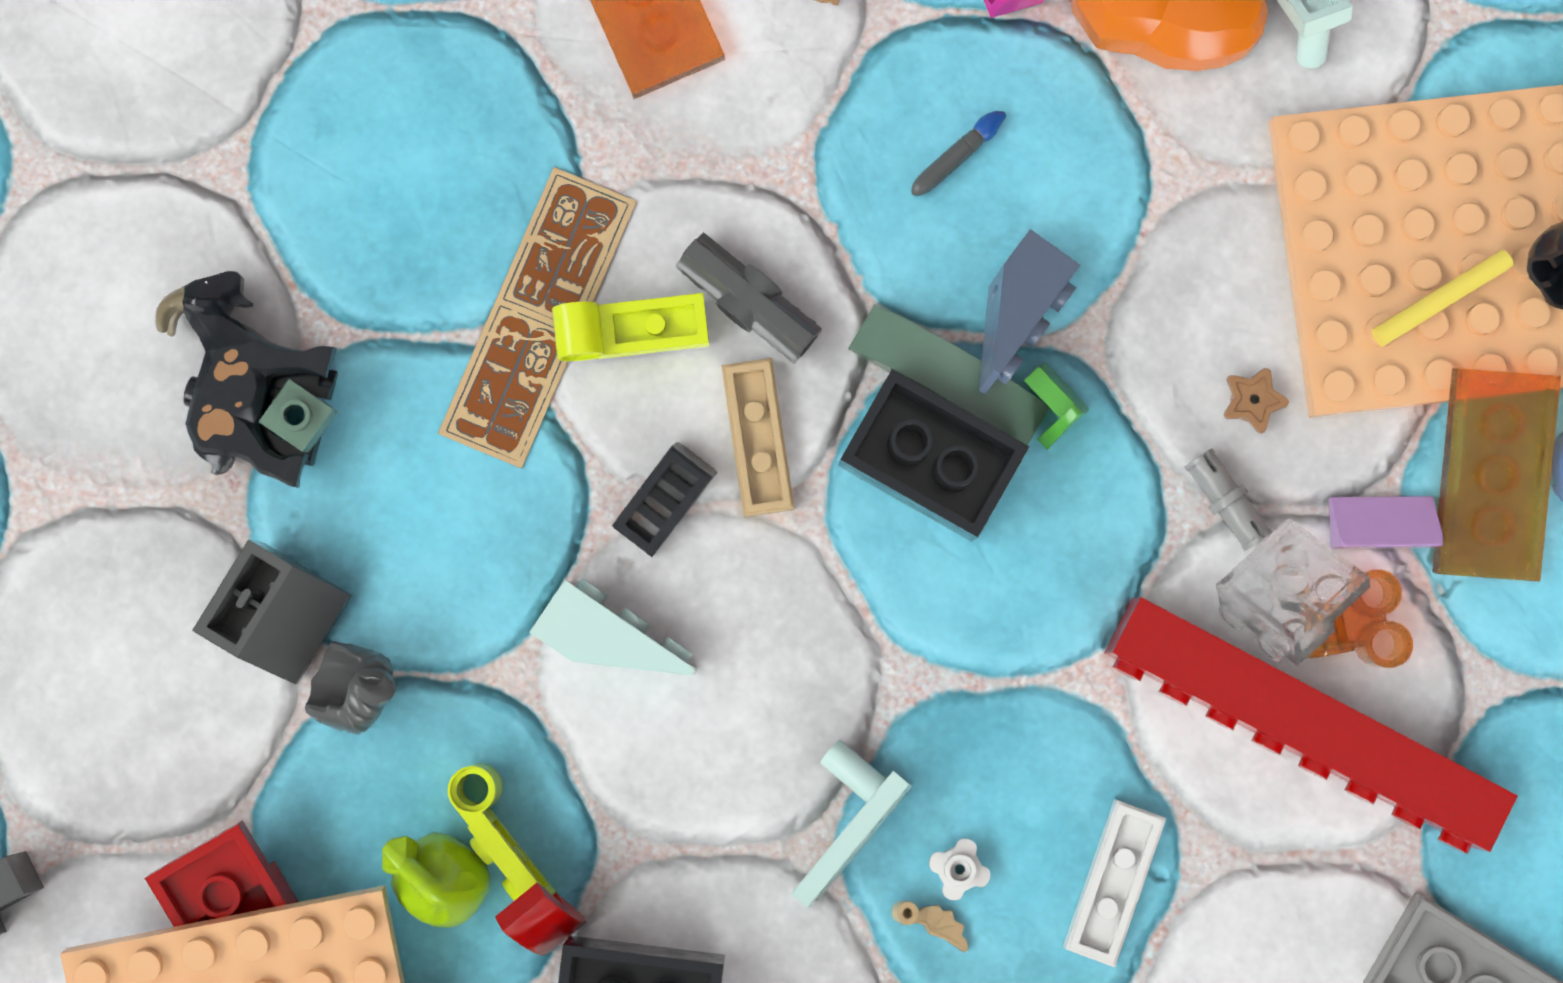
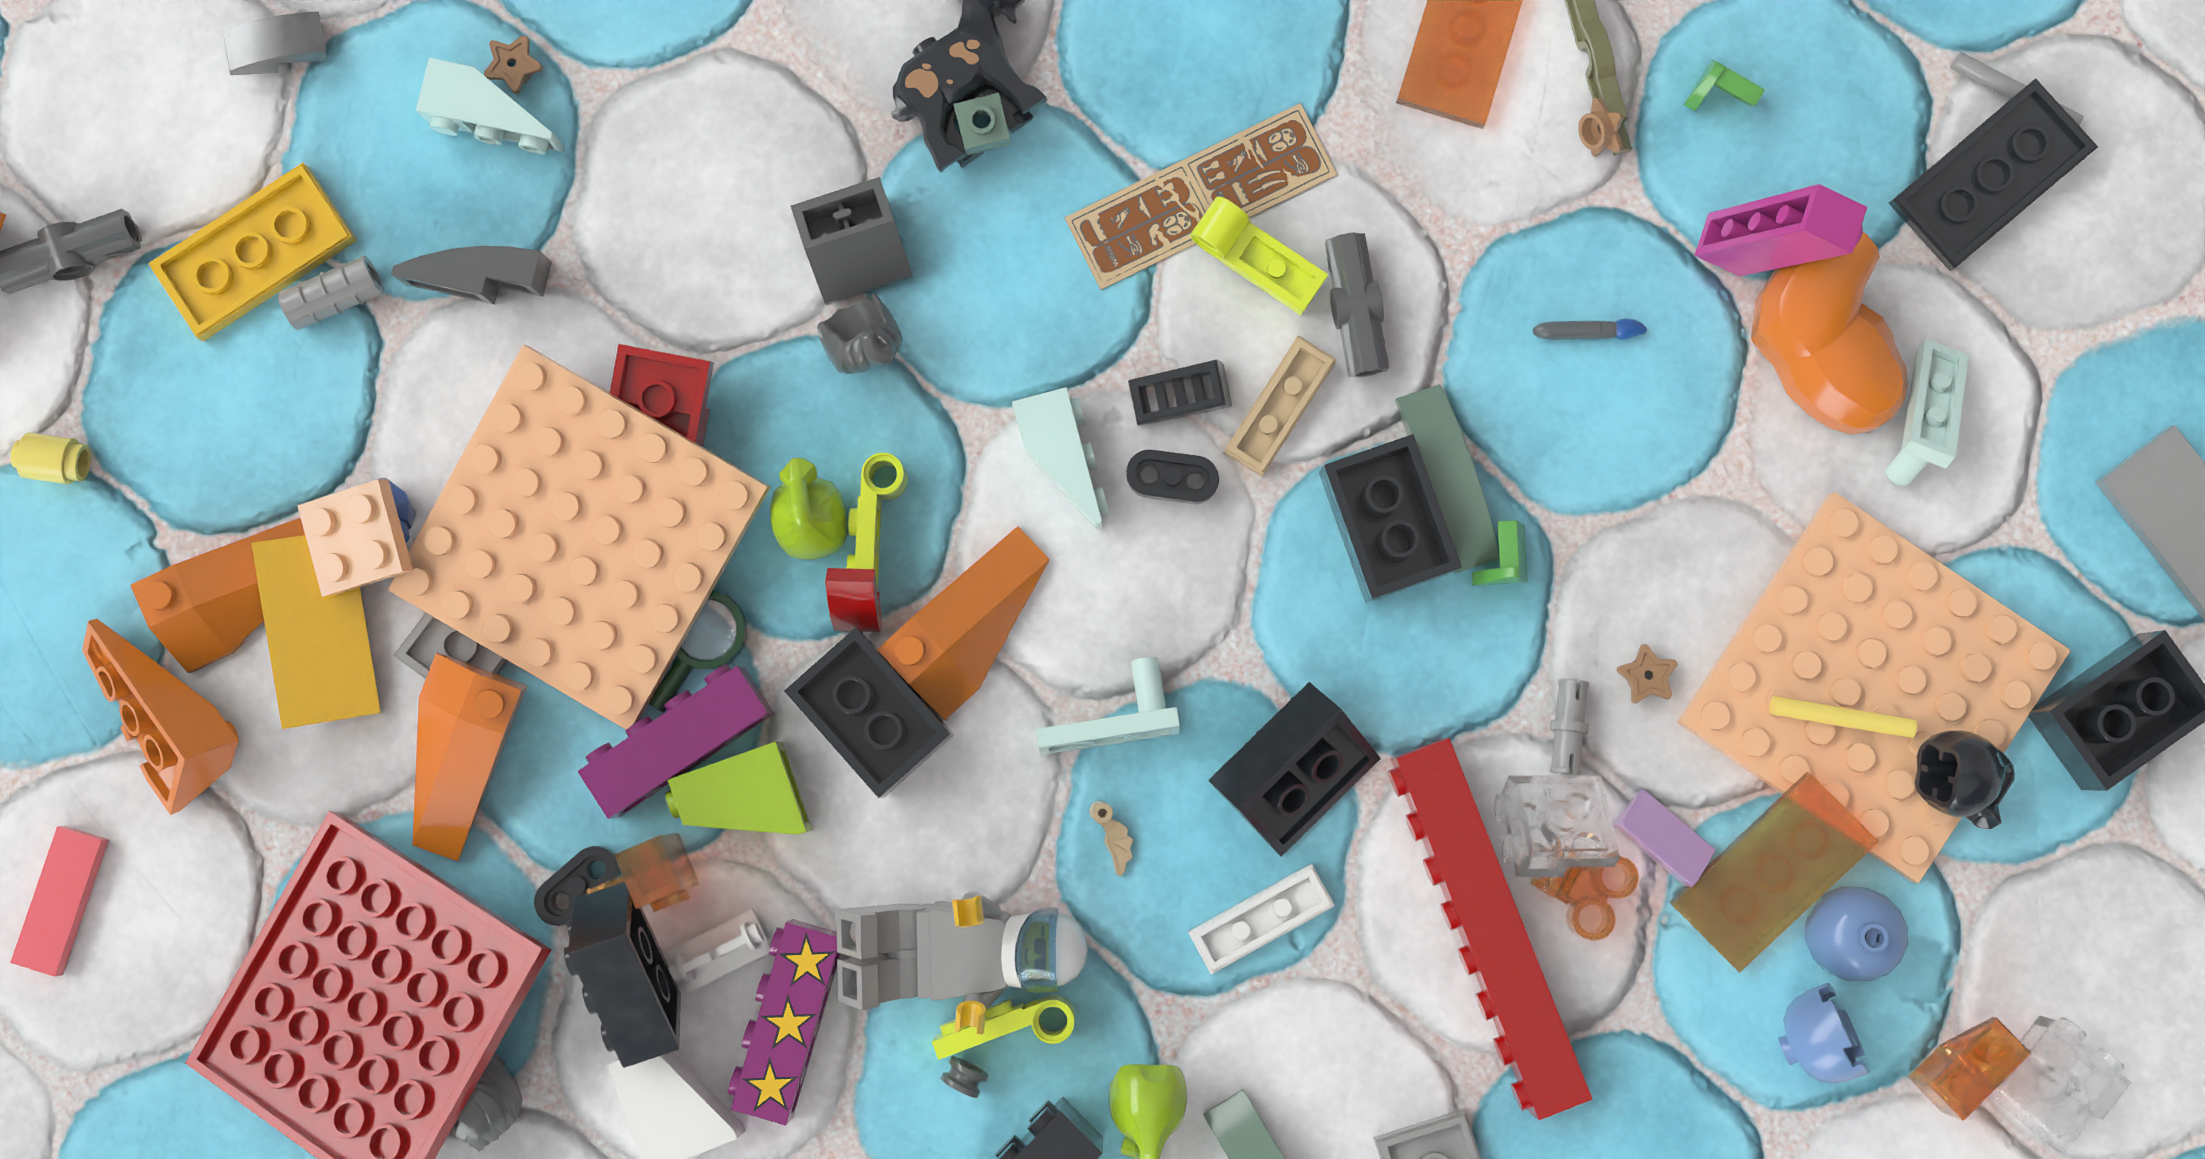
camera: 45 degrees right, 0 degrees up
(655, 865) = (961, 630): none -> orange wedge
(717, 572) = (1172, 475): none -> black plate
(945, 863) = (1168, 828): white plate -> none
(1017, 299) = (1549, 462): sand blue slope -> none
(1034, 734) = (1295, 768): none -> black slope

